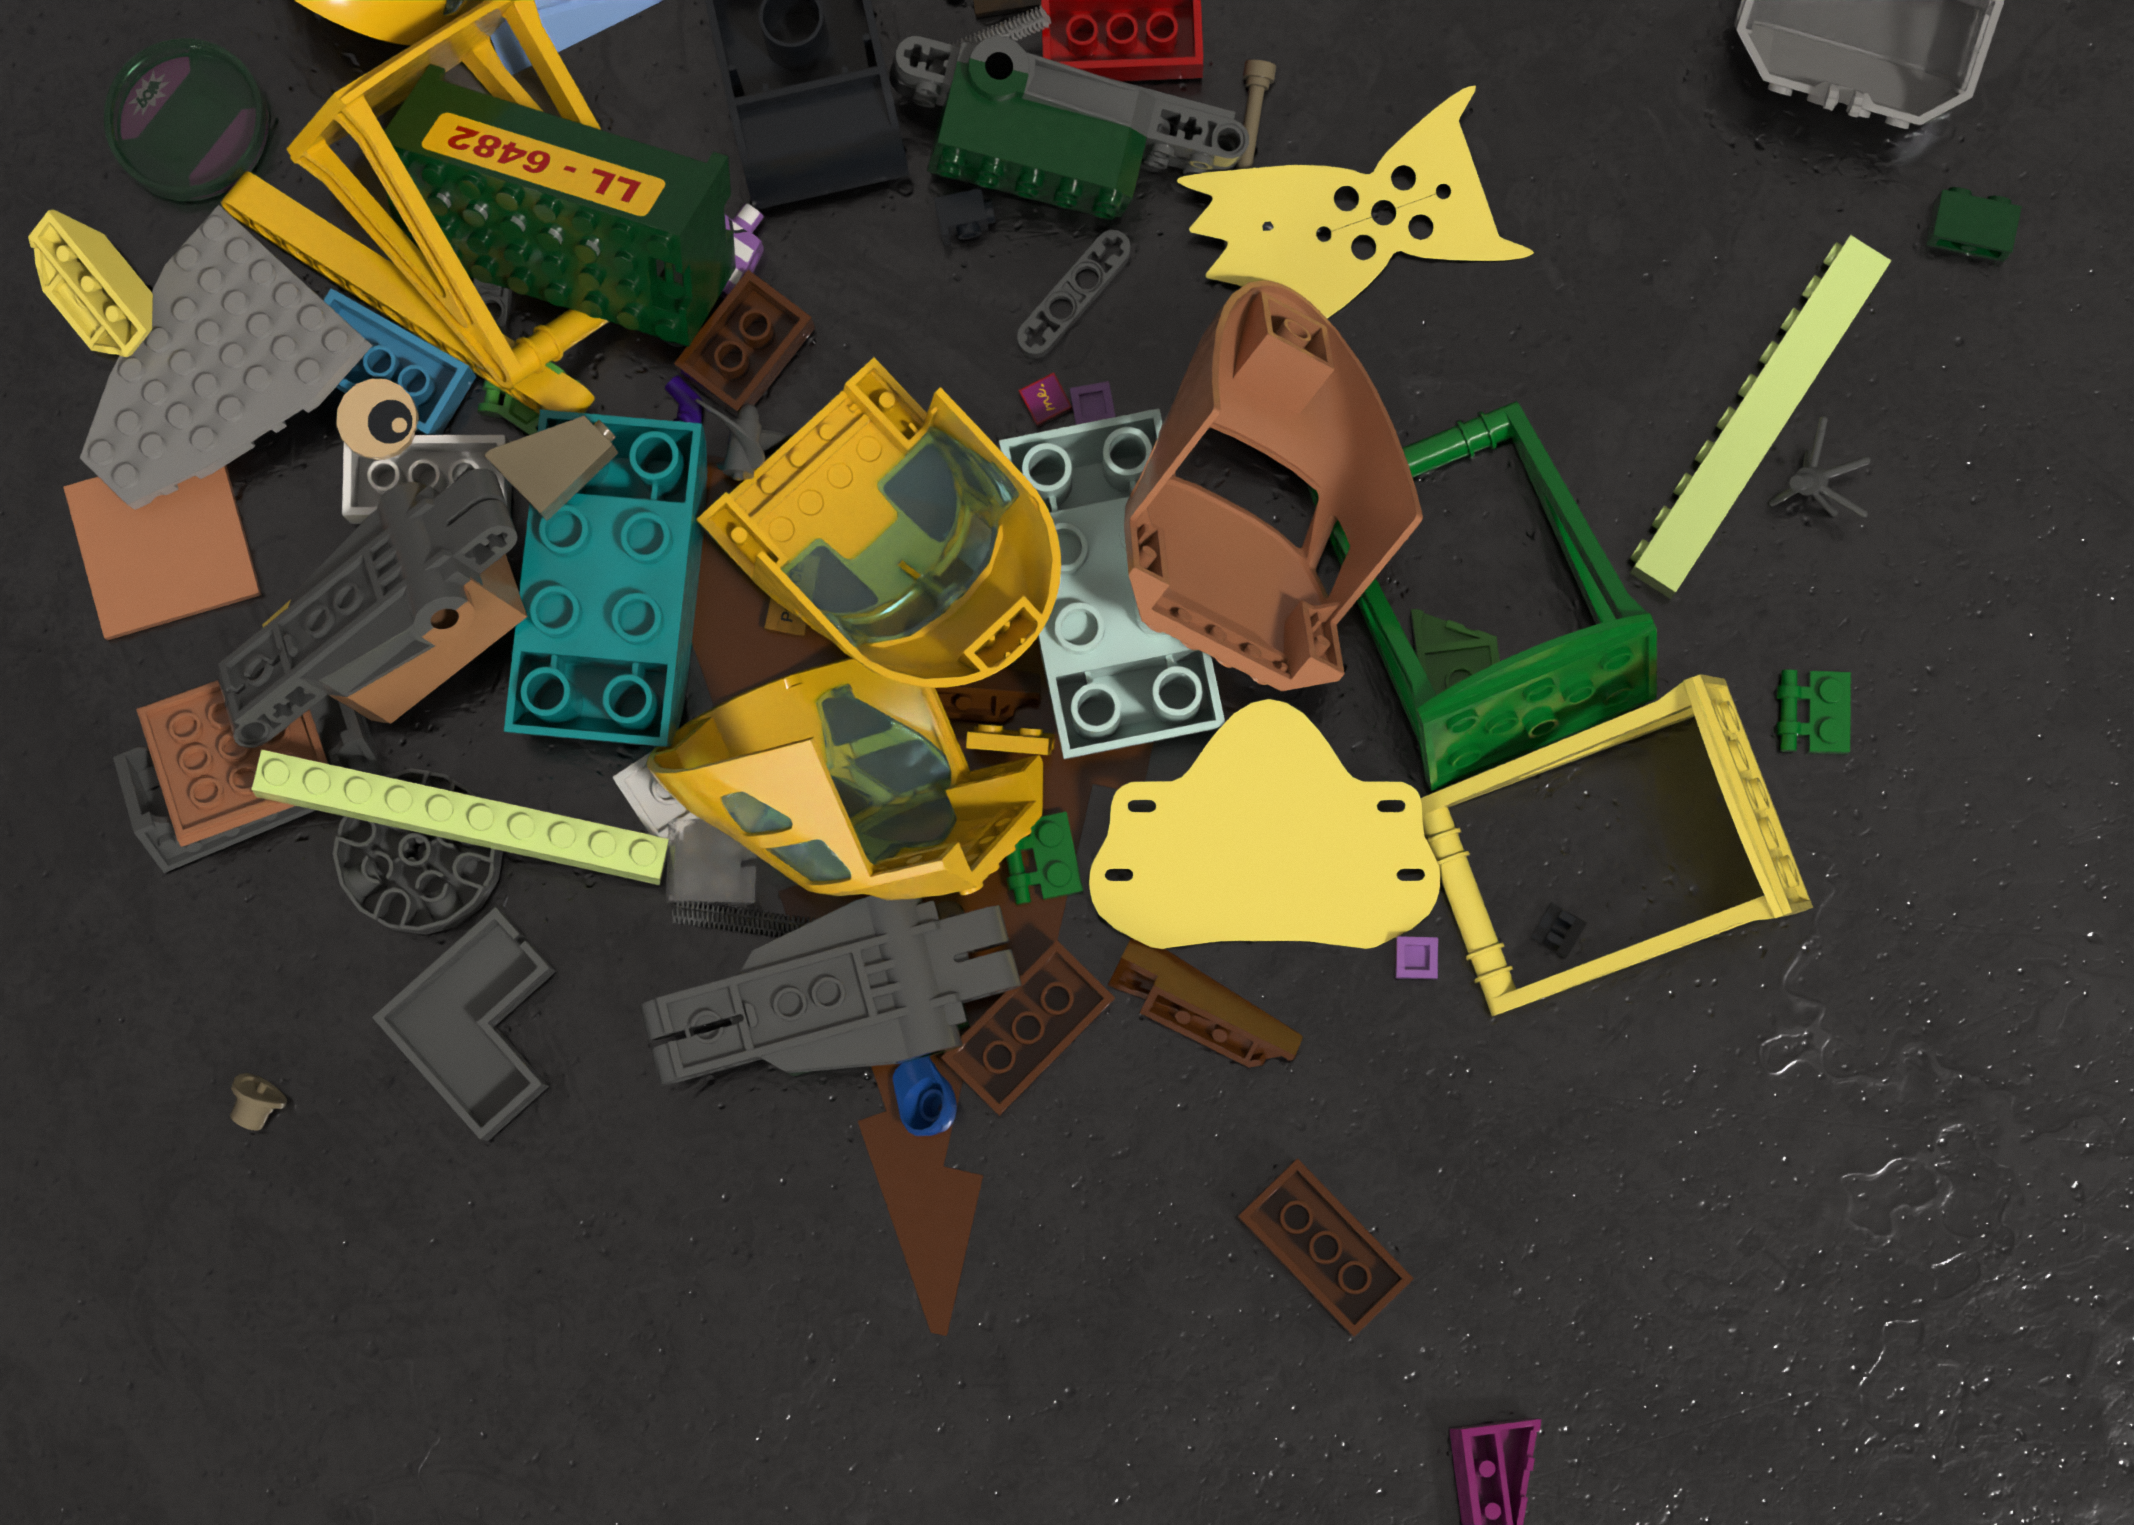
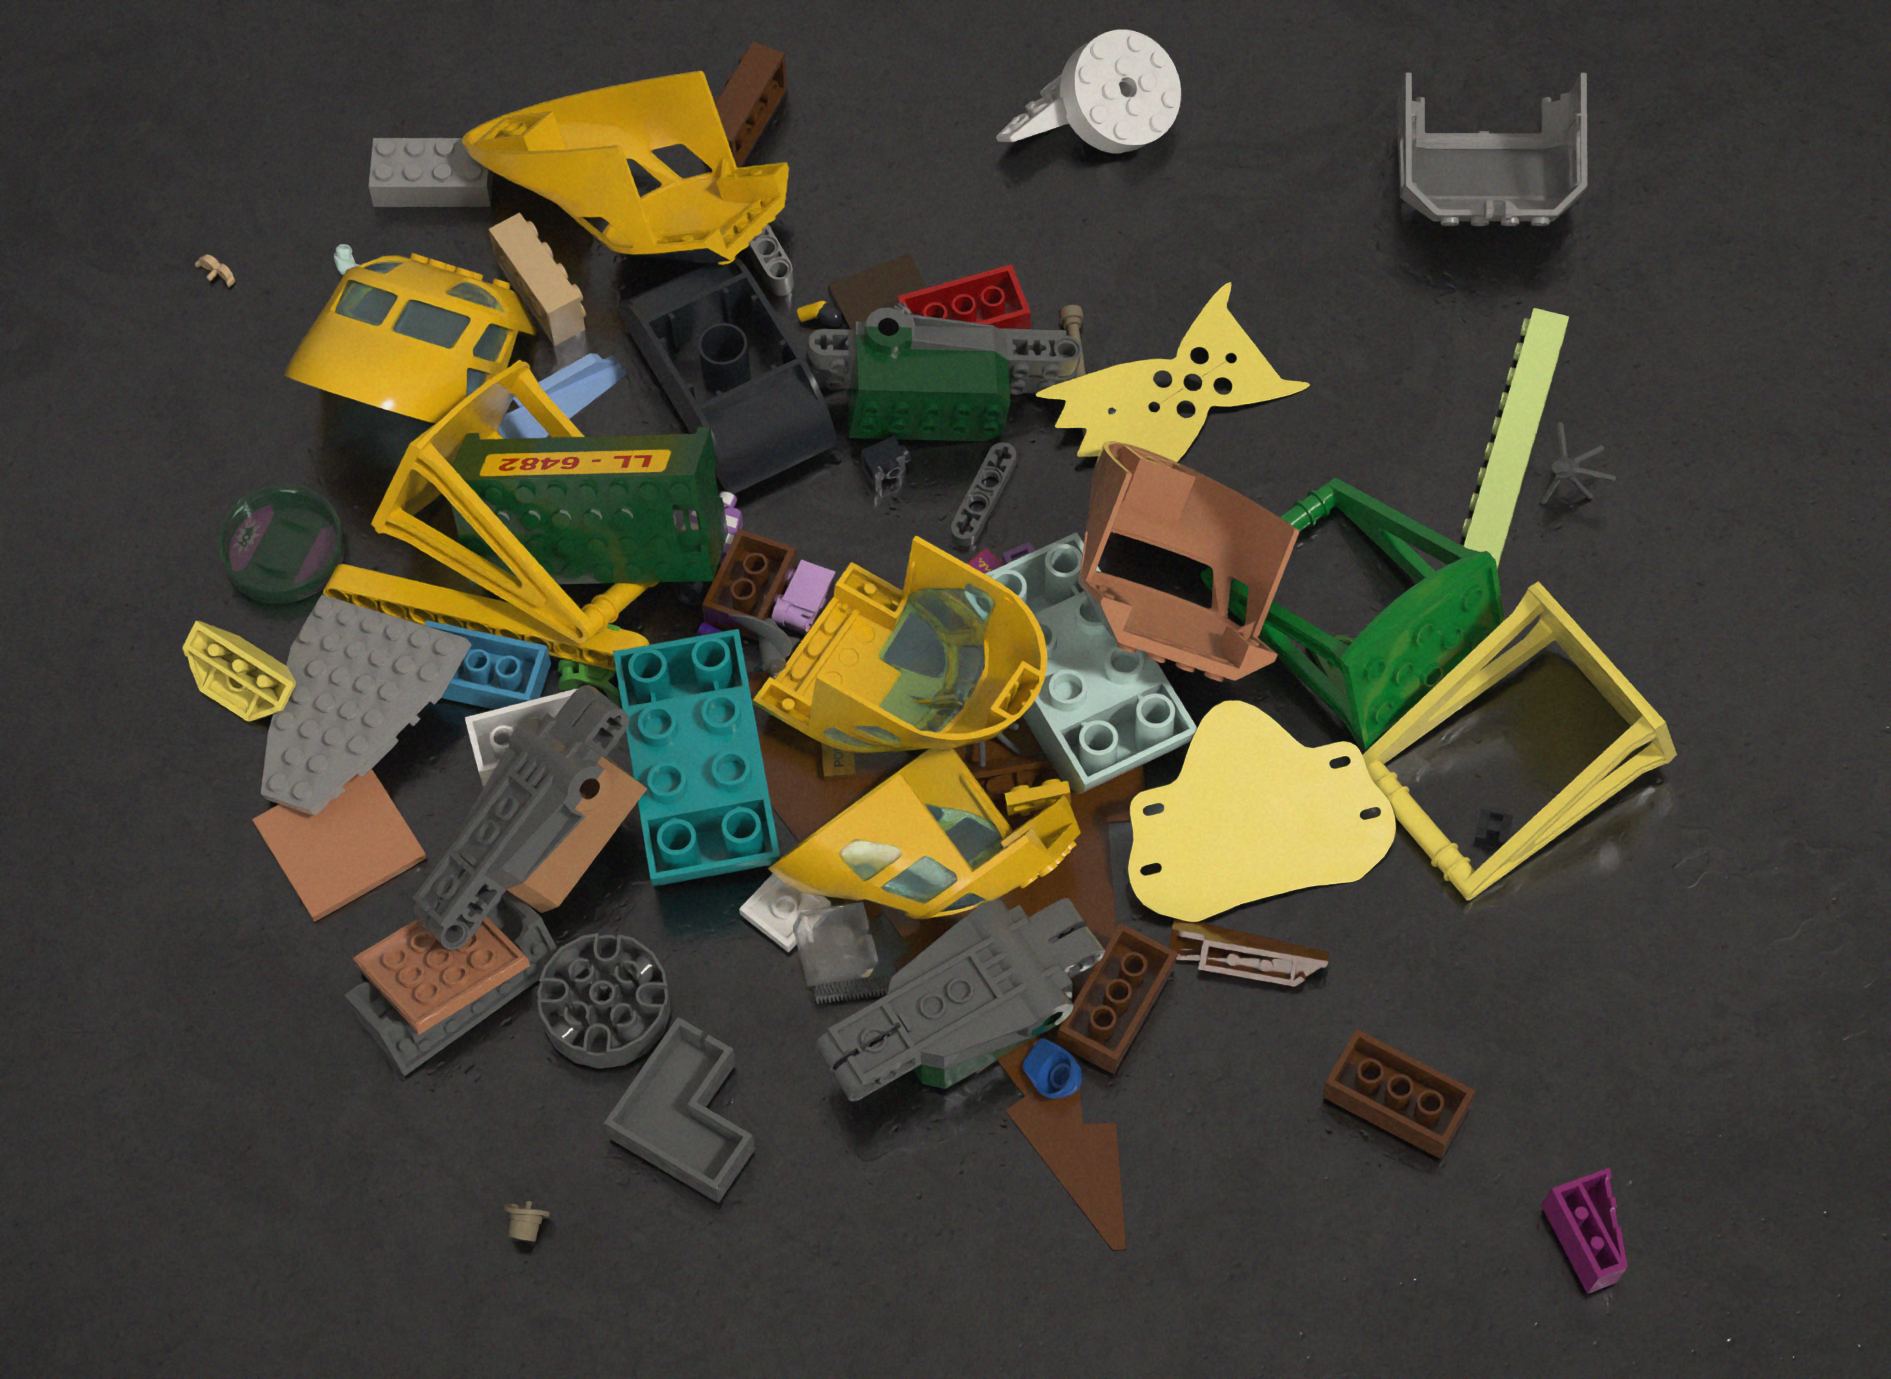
camera: 20 degrees left, 20 degrees down
(377, 419) = (488, 697): tan tile -> none
(460, 817) = (634, 952): yellowish green brick -> none
(554, 462) = (638, 672): dark tan slope -> none
(807, 381) = (805, 598): none -> lavender hinge
(1054, 860) = (1095, 877): green plate -> none
(1416, 957) = (1394, 873): medium lavender plate -> none
(1827, 712) = (1636, 627): green plate -> none
(1973, 224) = (1617, 284): dark green brick -> none

